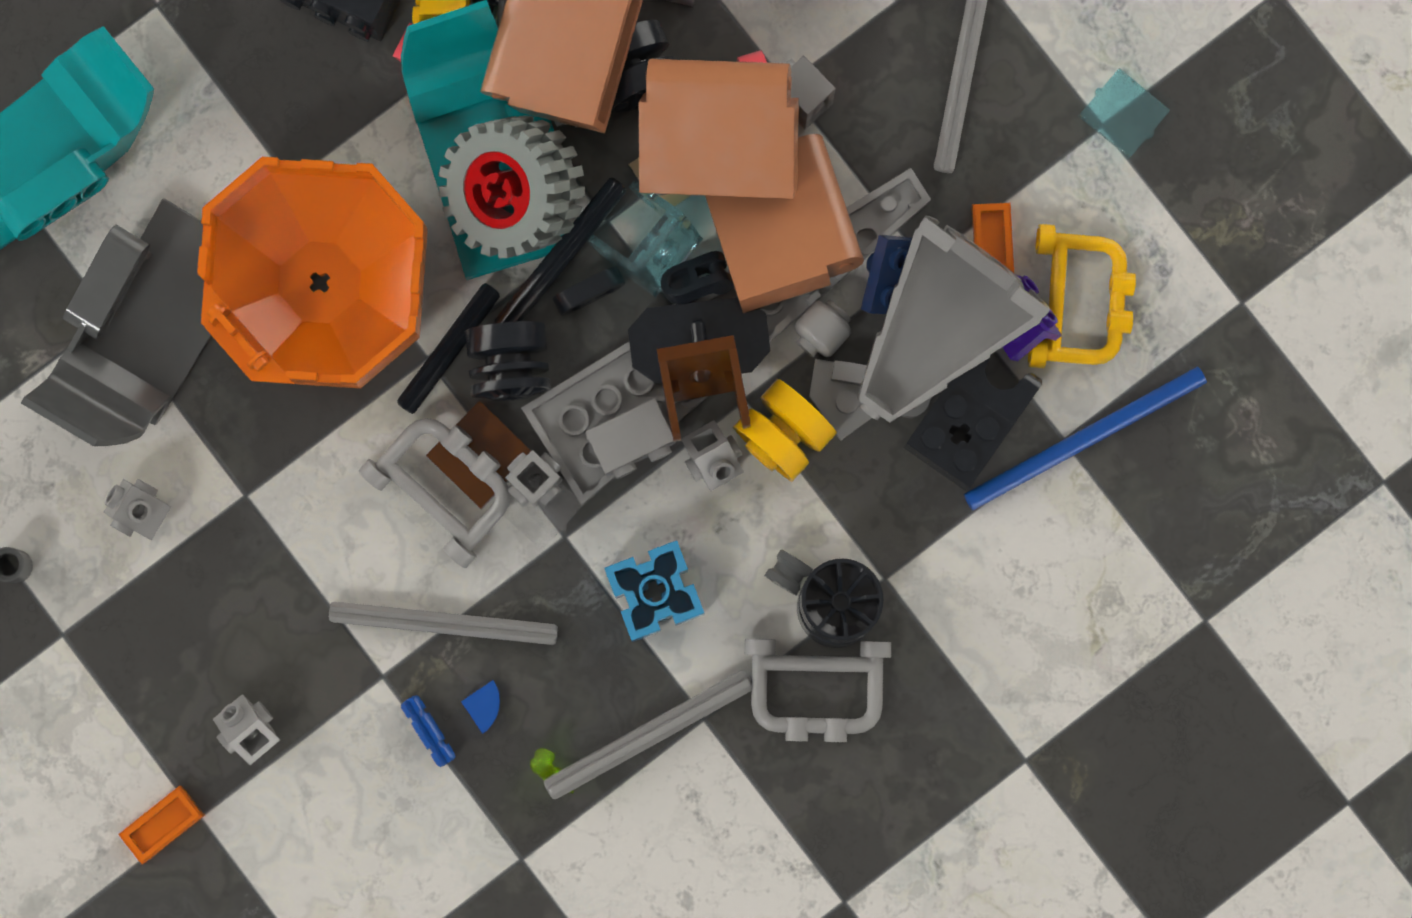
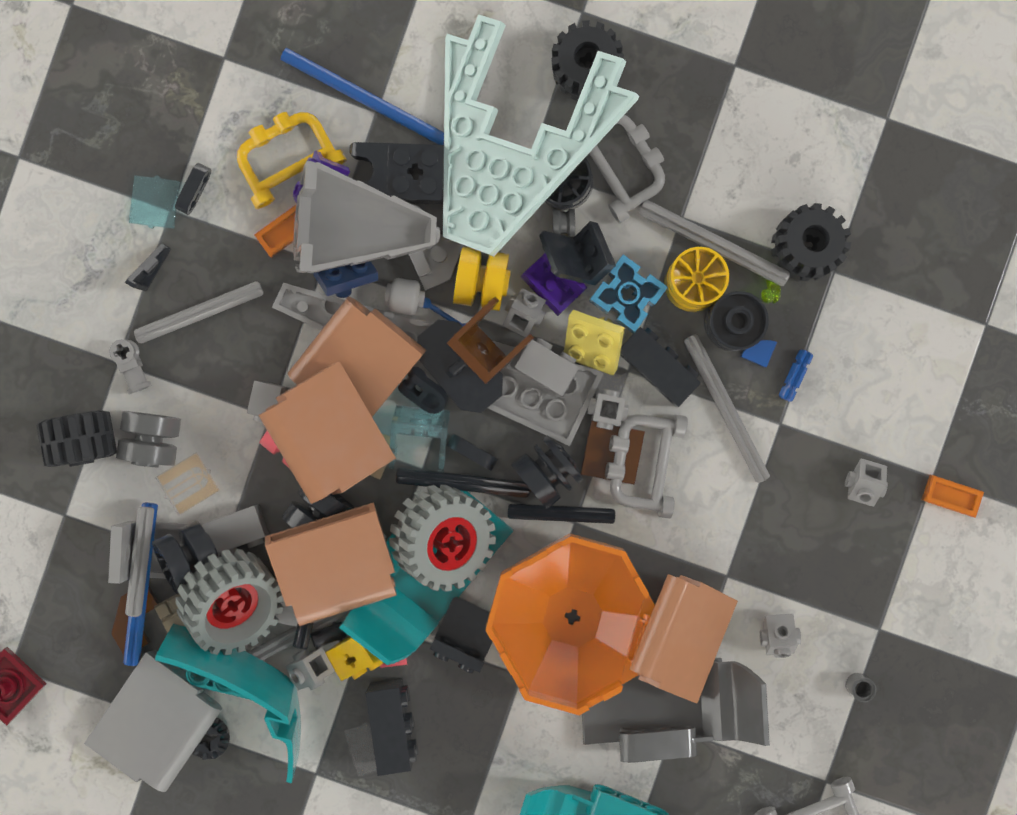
camera: 125 degrees left, 5 degrees up
(210, 389) = (683, 637): none -> nougat piece
(382, 137) = (463, 635): none -> black bracket
(537, 697) = (736, 321): none -> black wheel
(545, 574) = (659, 366): none -> black brick
(590, 868) = (813, 226): none -> black wheel
(618, 683) = (696, 279): none -> yellow wheel
(624, 514) = (594, 341): none -> light yellow plate
(726, 515) = (556, 291): none -> dark purple bracket
(734, 560) = (579, 258): none -> black bracket
(797, 352) = (428, 304): none -> blue hinge
(887, 514) = (499, 184): none -> light aqua wing
(984, 720) = (575, 49): none -> black wheel
(1046, 52) = (146, 272): none -> black tile
(1109, 166) = (193, 188): none -> black beam

